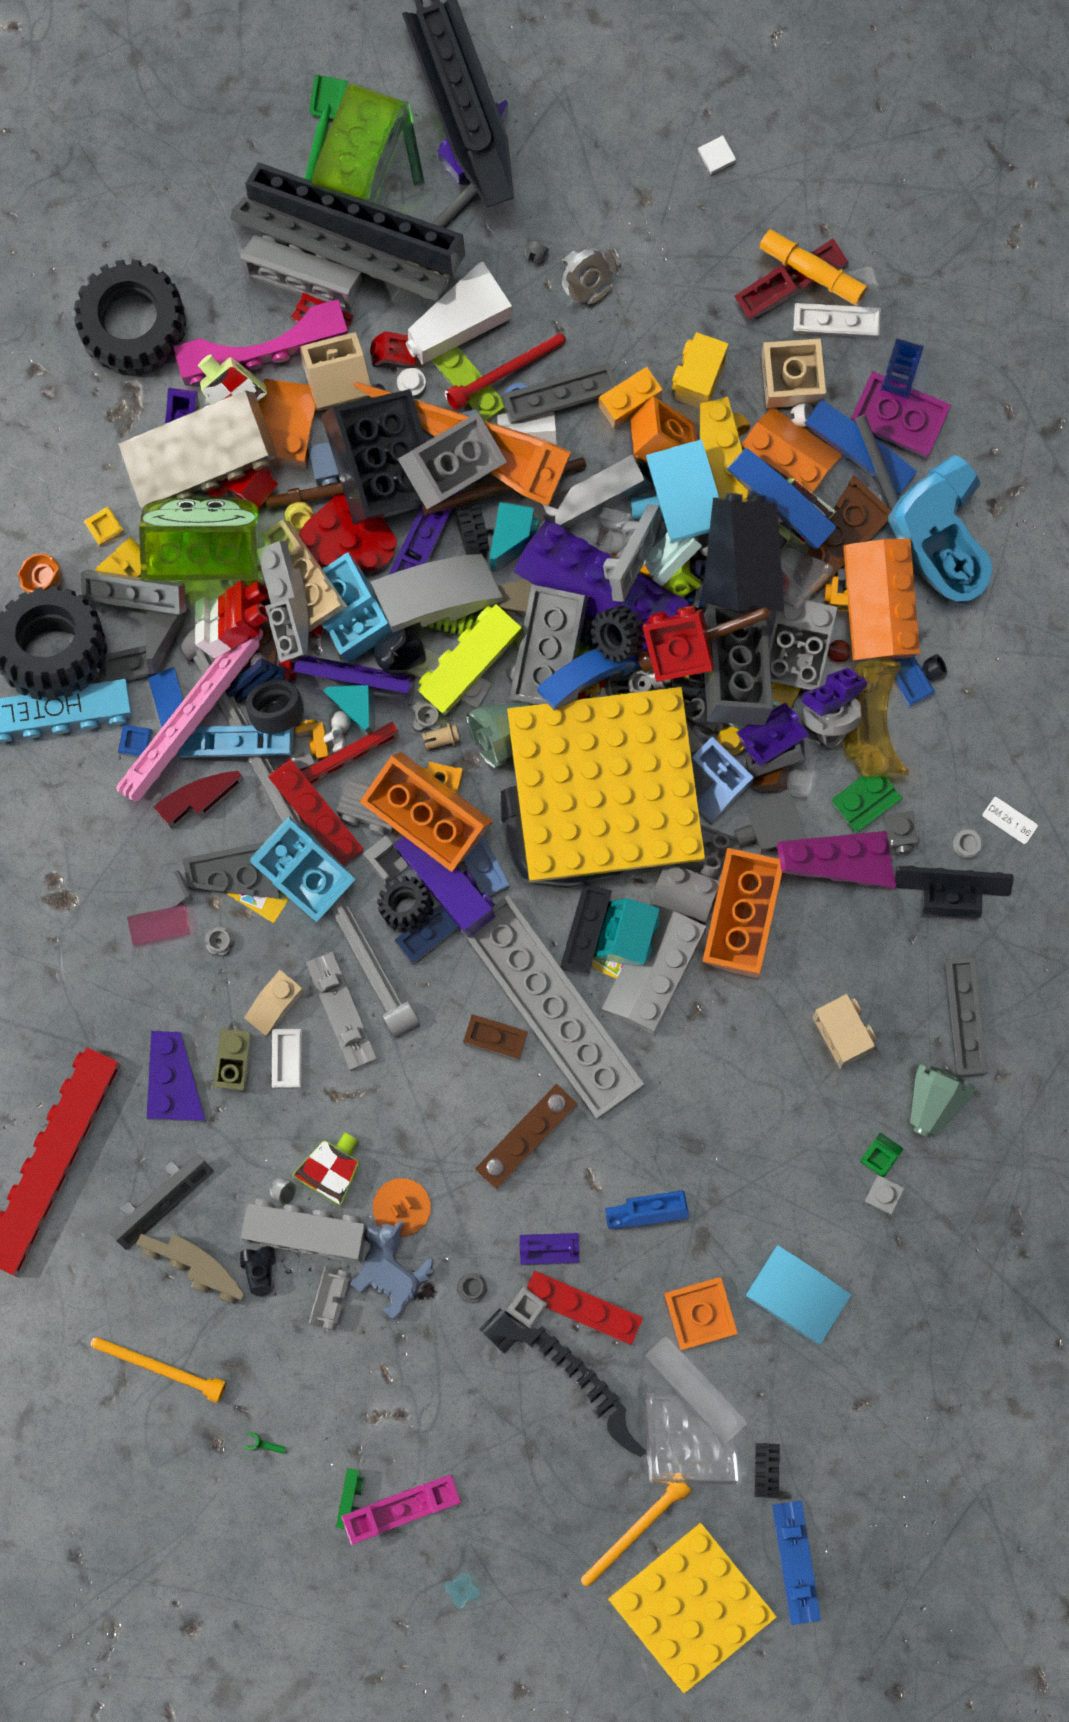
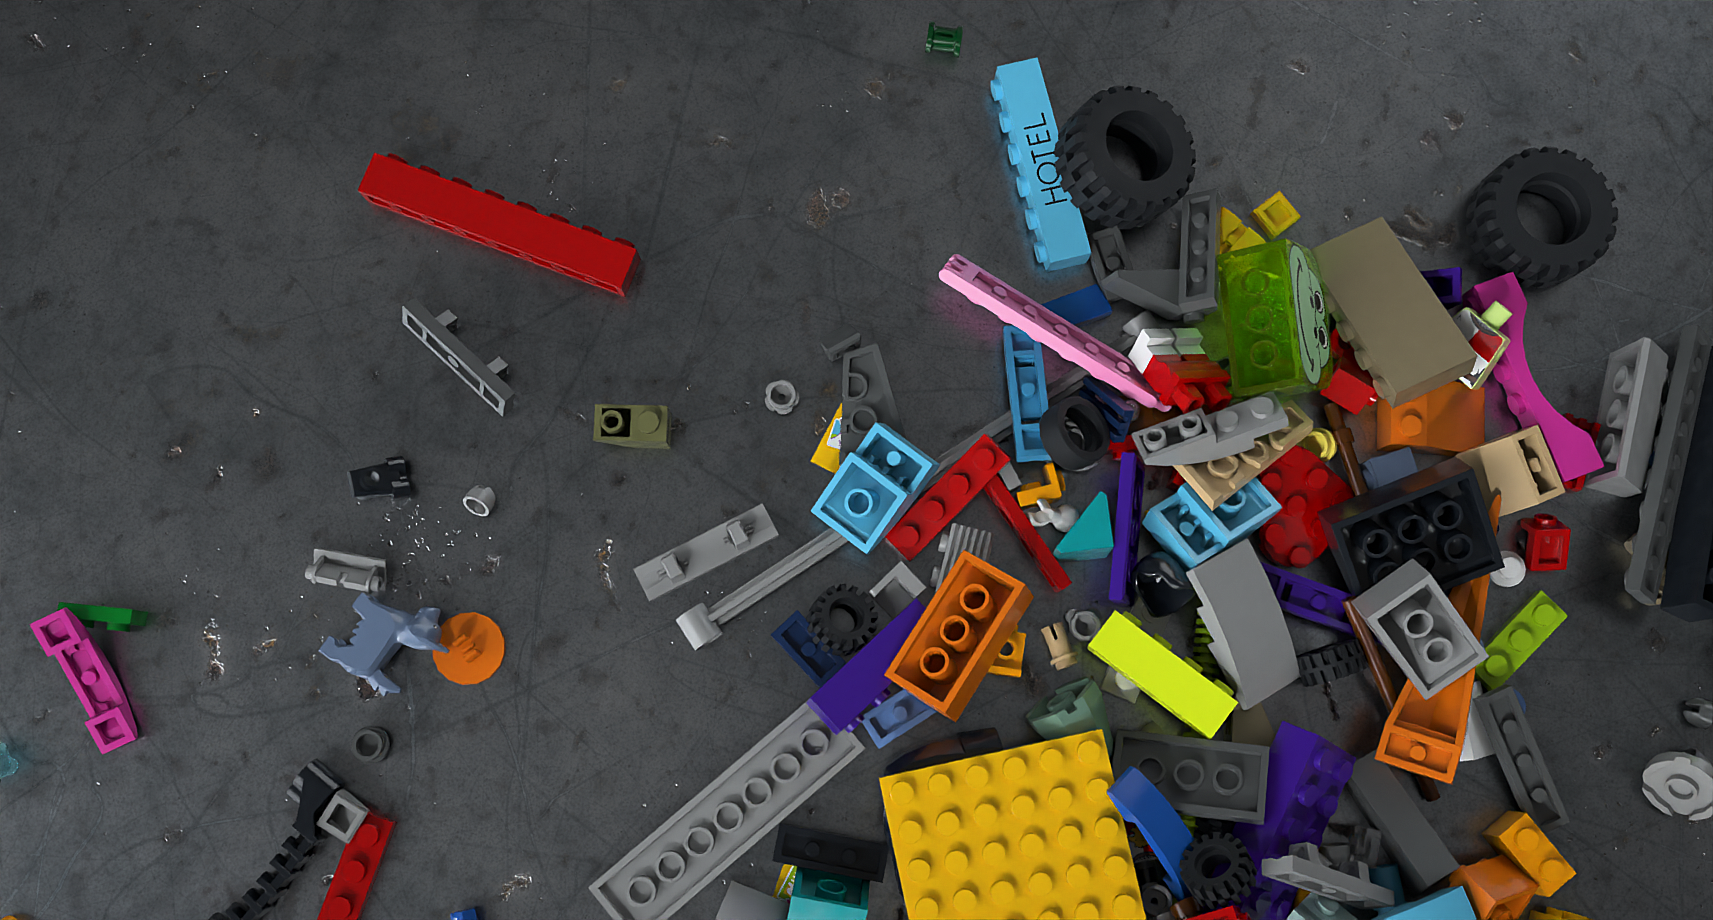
camera: 75 degrees right, 0 degrees up
(39, 571) = (1212, 144): orange hair -> none
(134, 740) = (1019, 273): blue tile -> none
(158, 925) = (795, 324): clear pink tile -> none
(171, 1081) = (608, 355): dark purple wing -> none
(197, 796) = (954, 353): dark red slope -> none
(204, 1269) = (378, 417): dark tan slope -> none
(211, 1388) = (237, 436): light orange piece -> none
(262, 1444) = (172, 503): green hand -> none
(273, 1003) = (710, 469): tan slope -> none
(286, 1058) = (643, 491): white tile -> none
(304, 1232) = (421, 530): light grey brick -> none
(330, 1169) = (506, 556): torso -> none
(458, 396) = (1501, 630): red piece -> none
(460, 315) = (1604, 622): white slope -> none
(495, 1037) = (684, 748): reddish brown plate -> none
(512, 533) = (1332, 715): teal slope -> none
(526, 1137) = (560, 798): reddish brown piece -> none
(549, 1248) = (423, 839): dark purple hinge -> none

